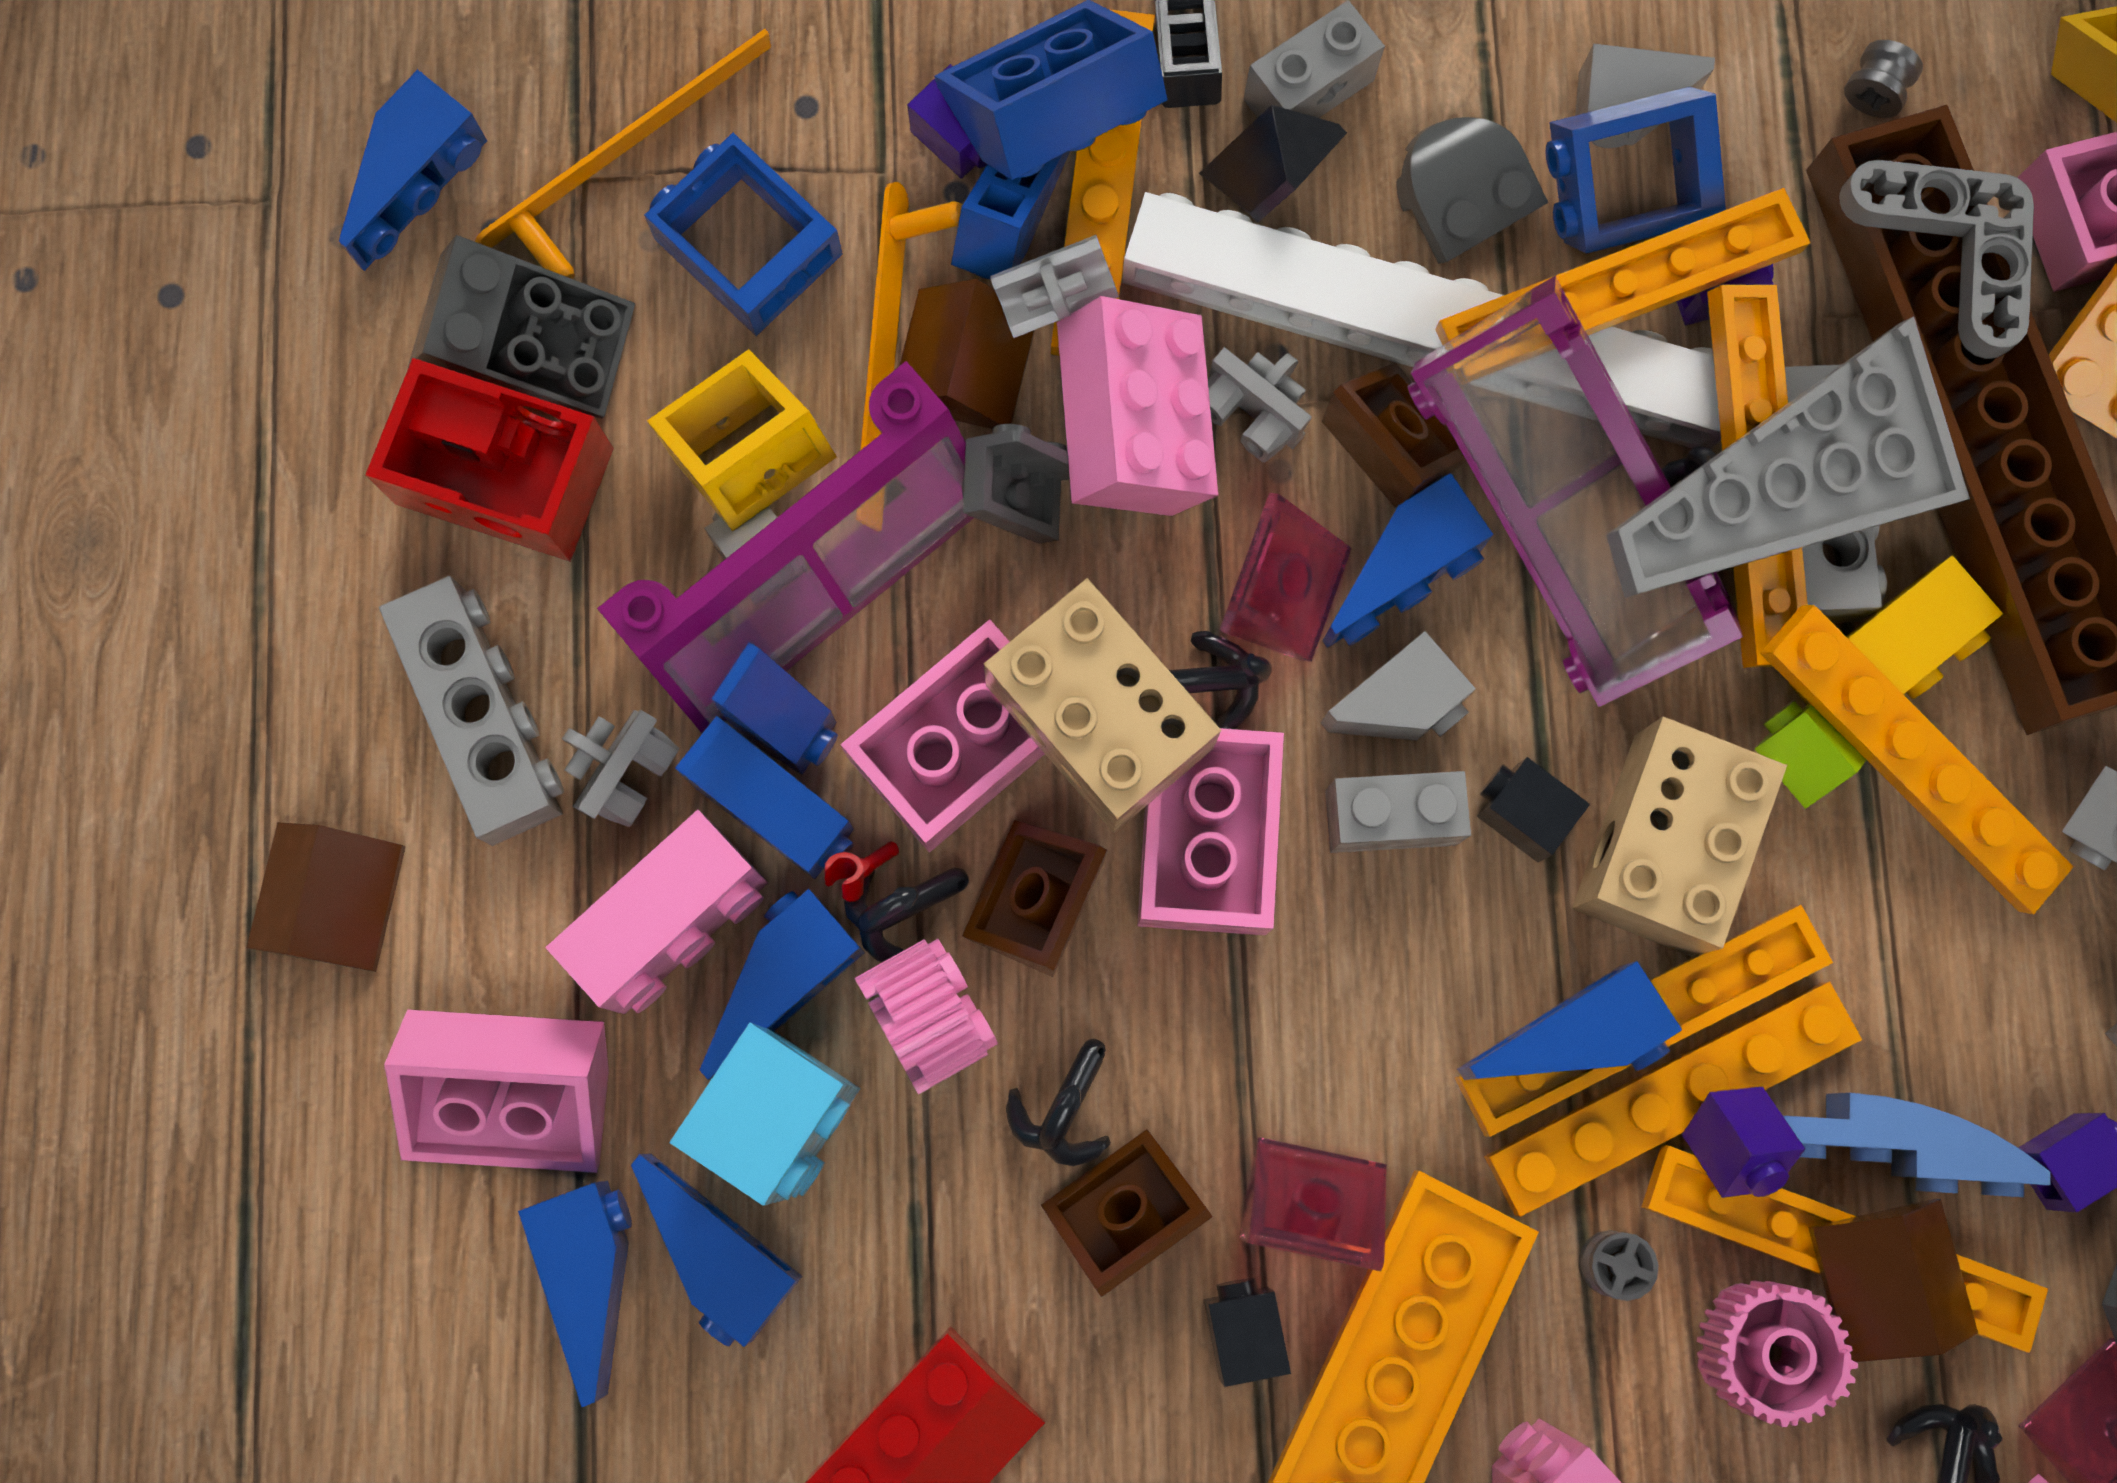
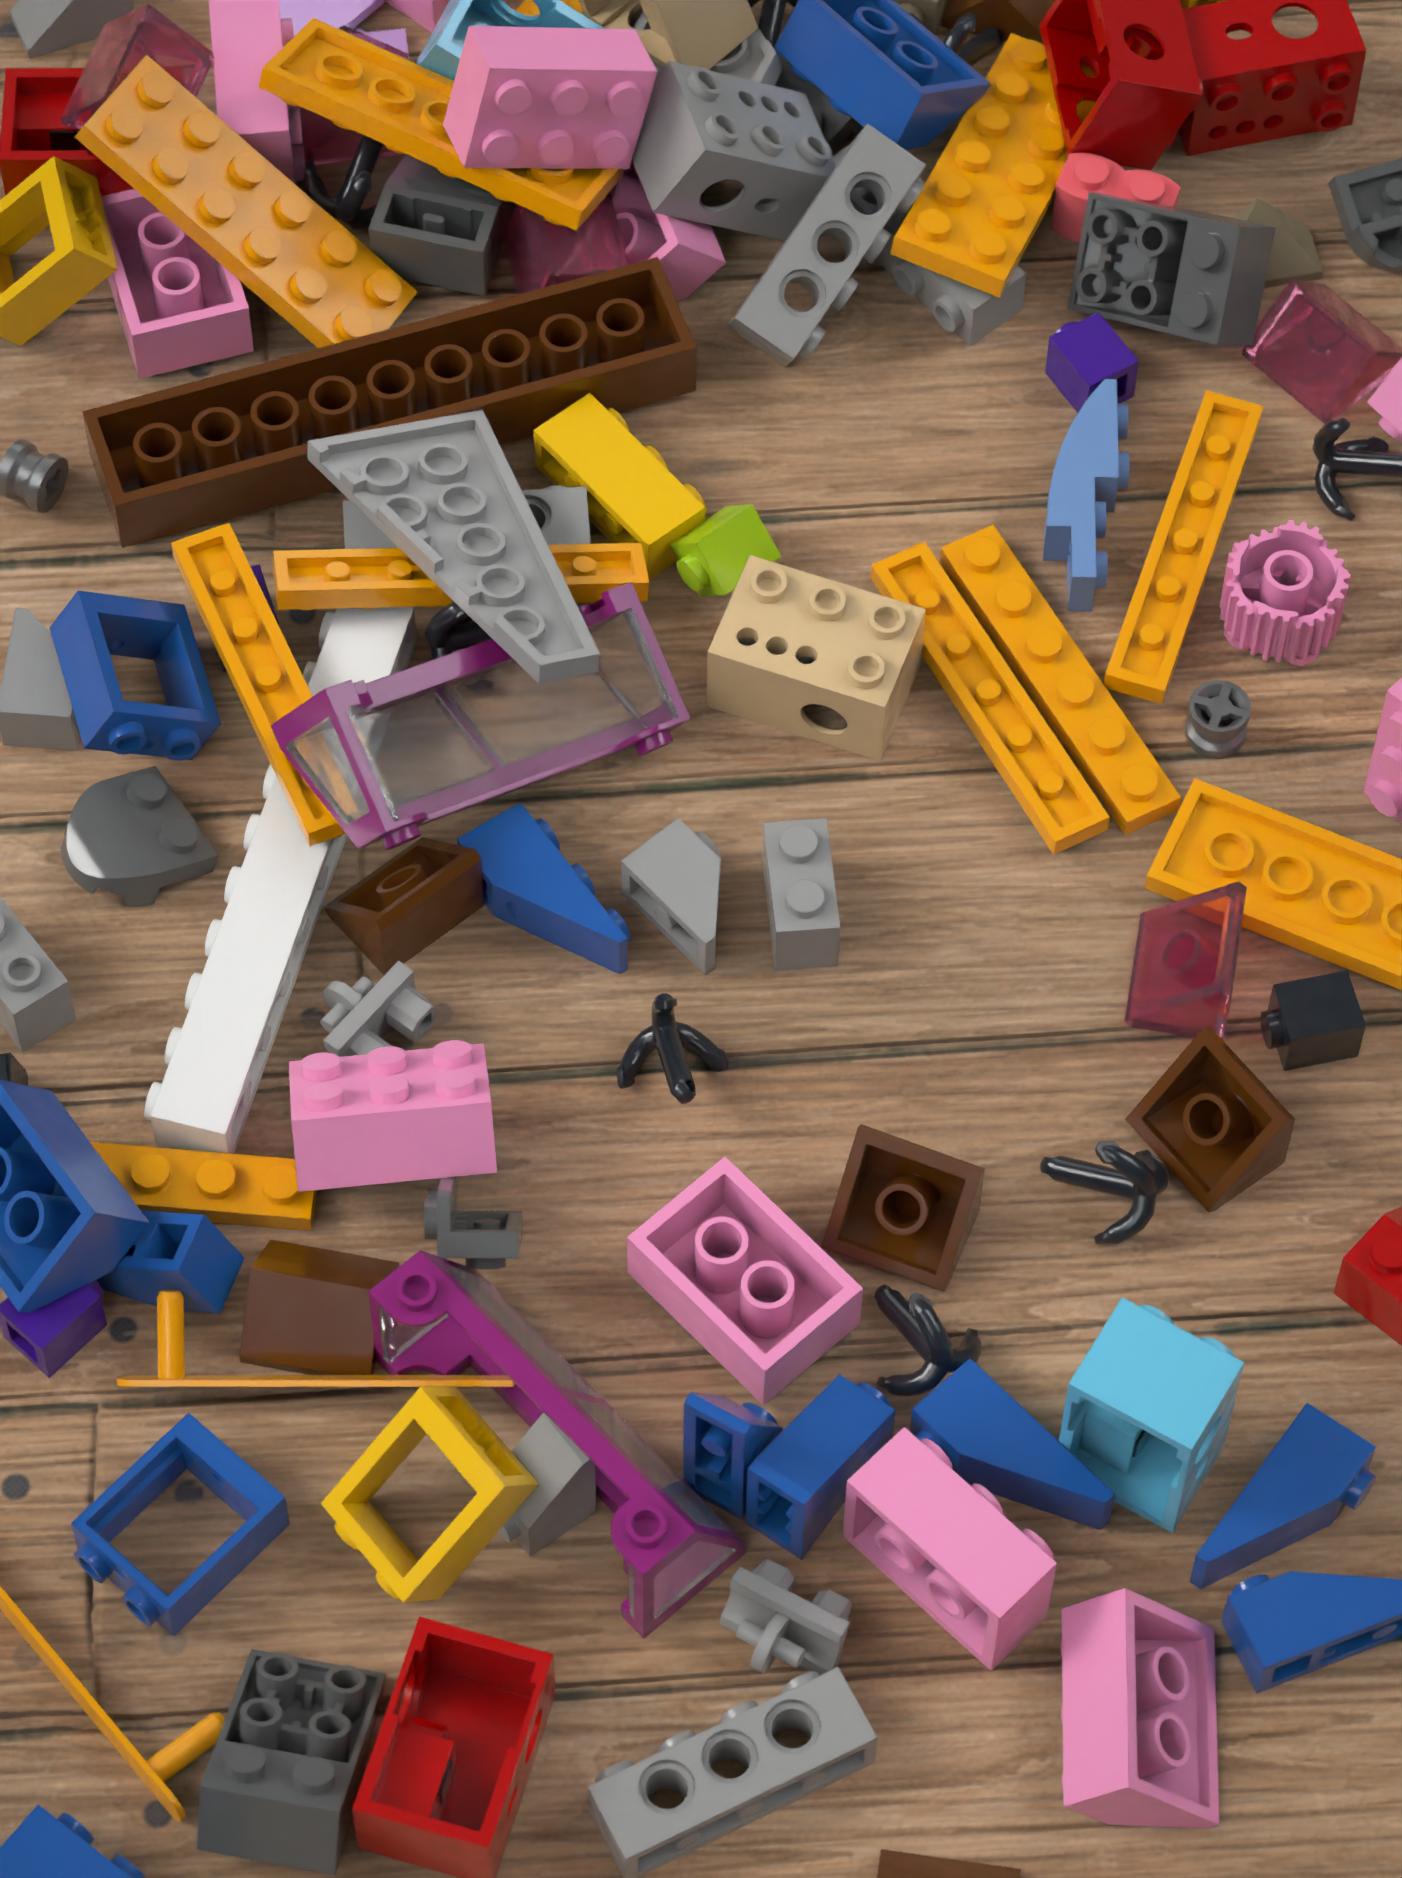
camera: 90 degrees left, 20 degrees down
(856, 869) = (885, 1374): red hand -> none
(925, 1015) = (1032, 1294): bright pink brick -> none
(1053, 285) = (262, 1190): light grey hips -> none
(1100, 705) = (721, 1098): tan piece -> none
(1216, 840) = (830, 1050): bright pink brick -> none
(1272, 158) = (124, 1001): black slope -> none
(1286, 582) = (562, 1004): clear pink slope -> none
(1531, 808) = (790, 779): black brick -> none
(1599, 1027) = (1003, 720): blue slope -> none
(1743, 1142) = (1099, 609): dark purple brick -> none
(1895, 1282) = (1212, 499): reddish brown slope -> none
(1916, 759) = (730, 466): light orange plate -> none
(1980, 233) = (222, 384): light grey beam -> none

